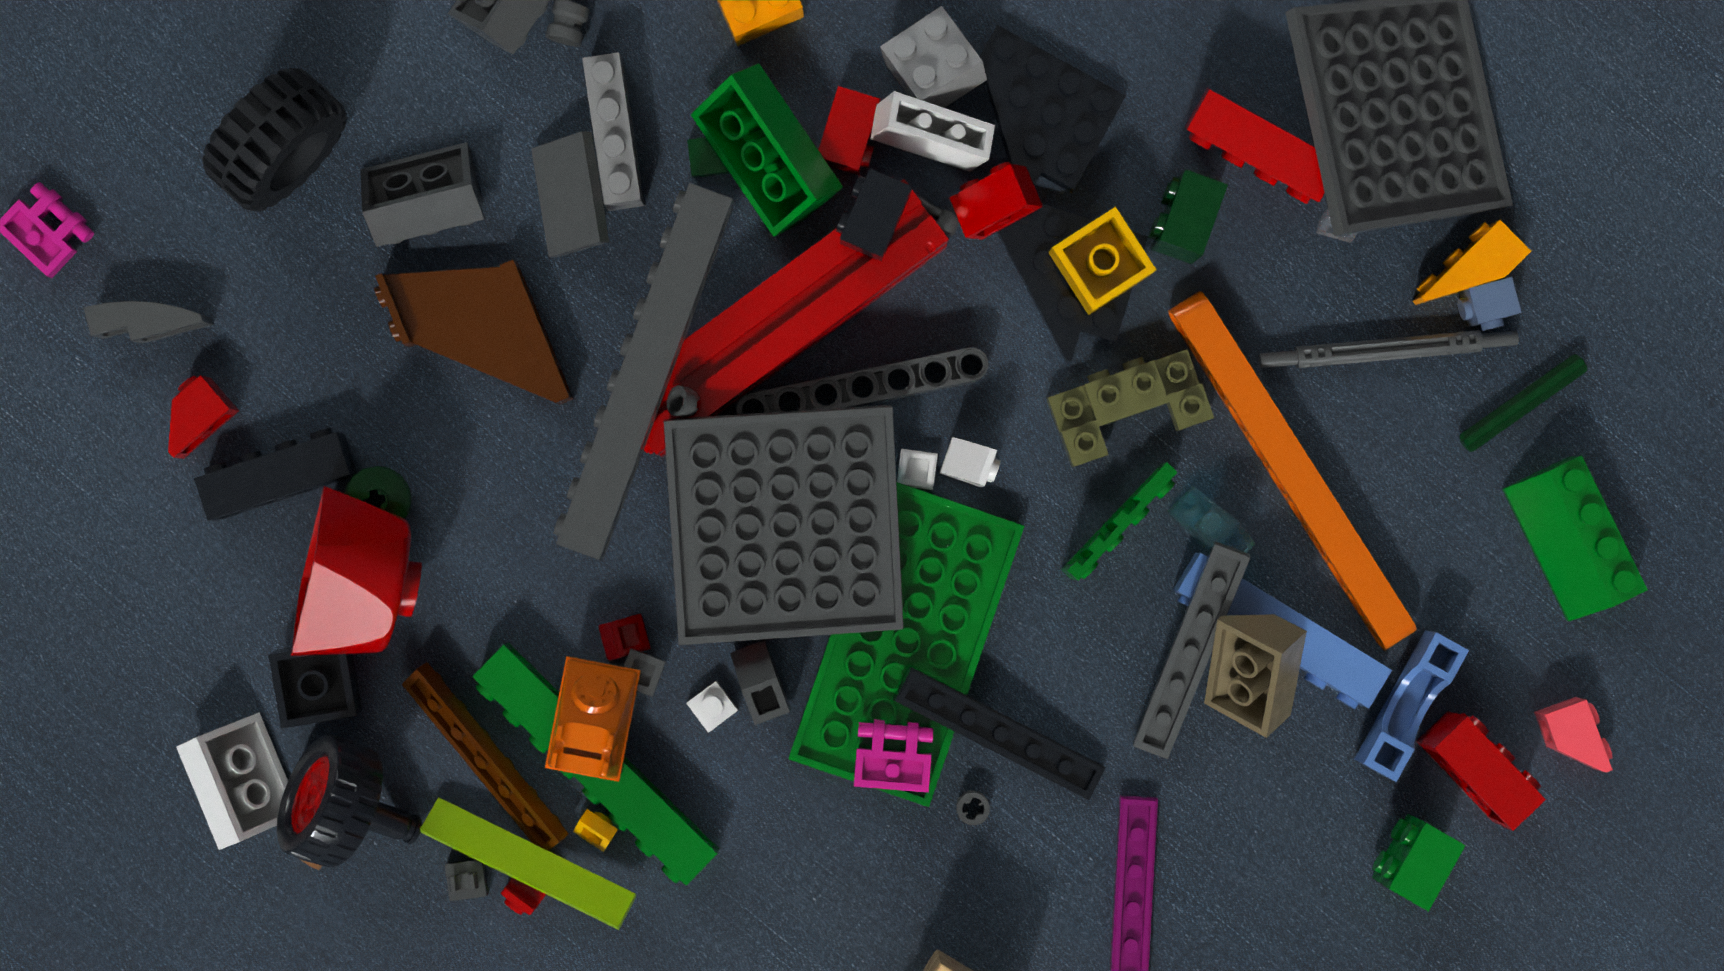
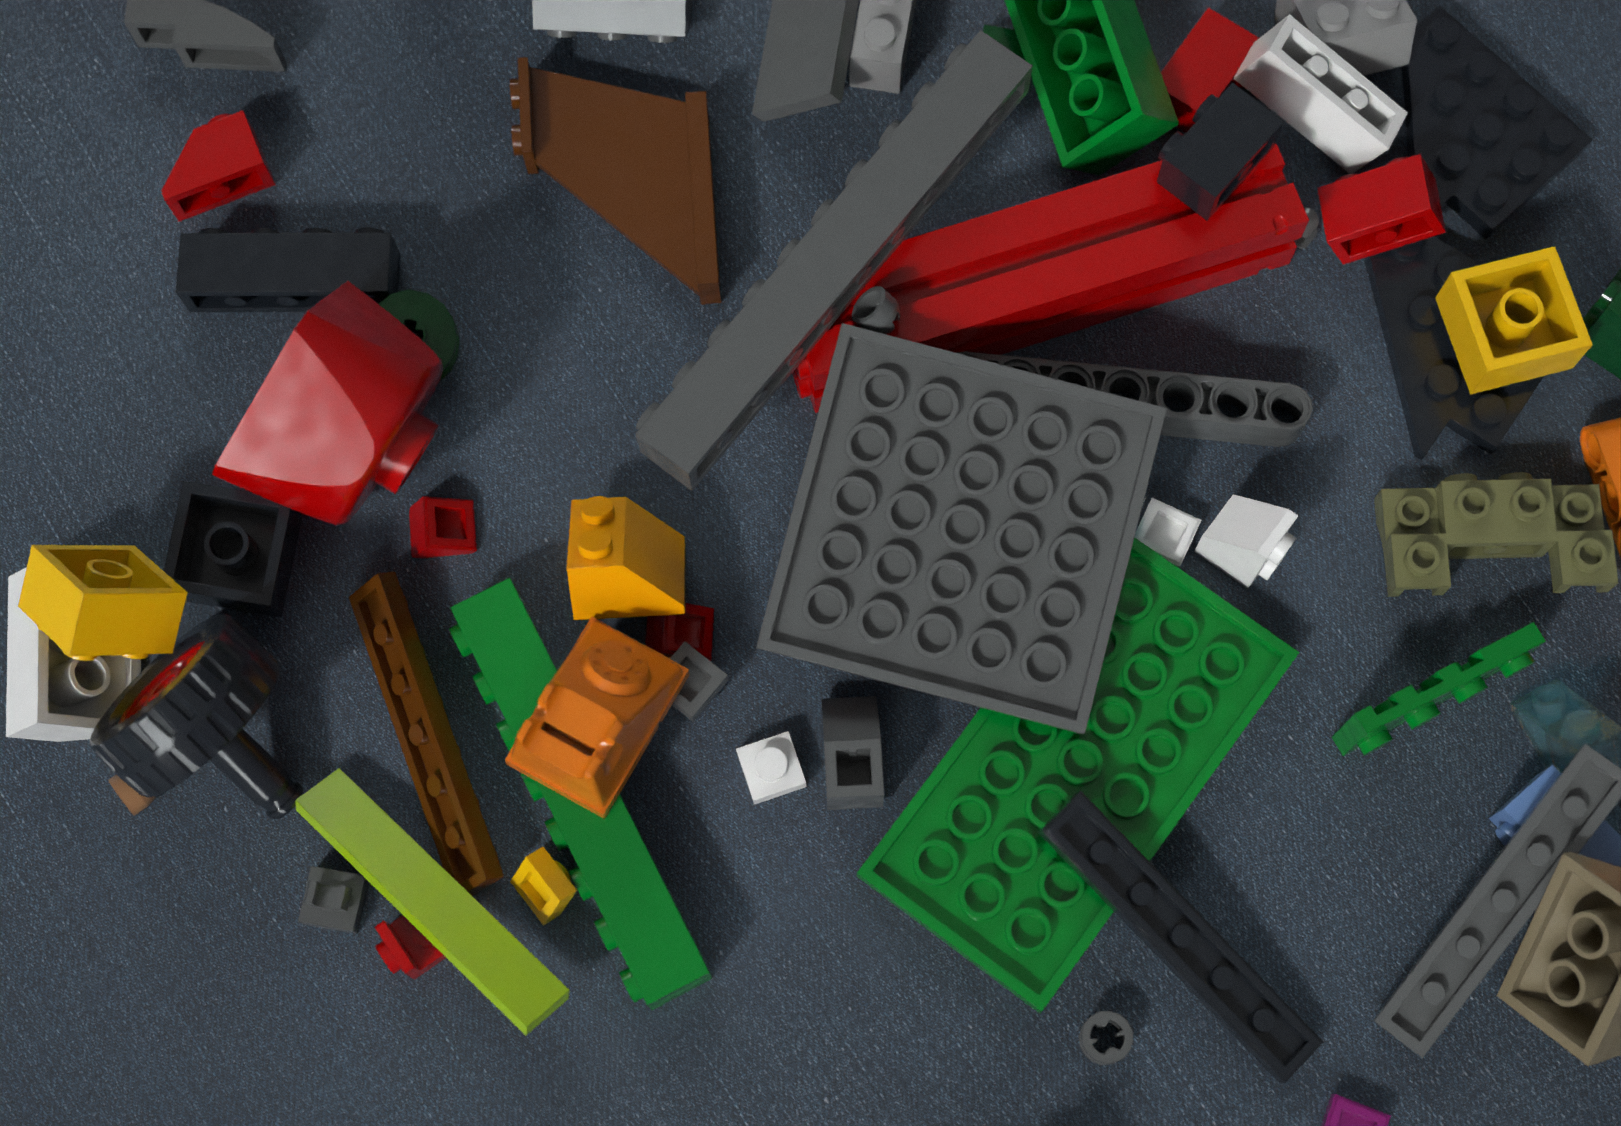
camera: 25 degrees right, 15 degrees down
(249, 753) = (102, 600): none -> yellow brick
(445, 617) = (442, 527): none -> red slope
(573, 609) = (623, 561): none -> light orange slope
(893, 768) = (1005, 930): dark pink plate -> none

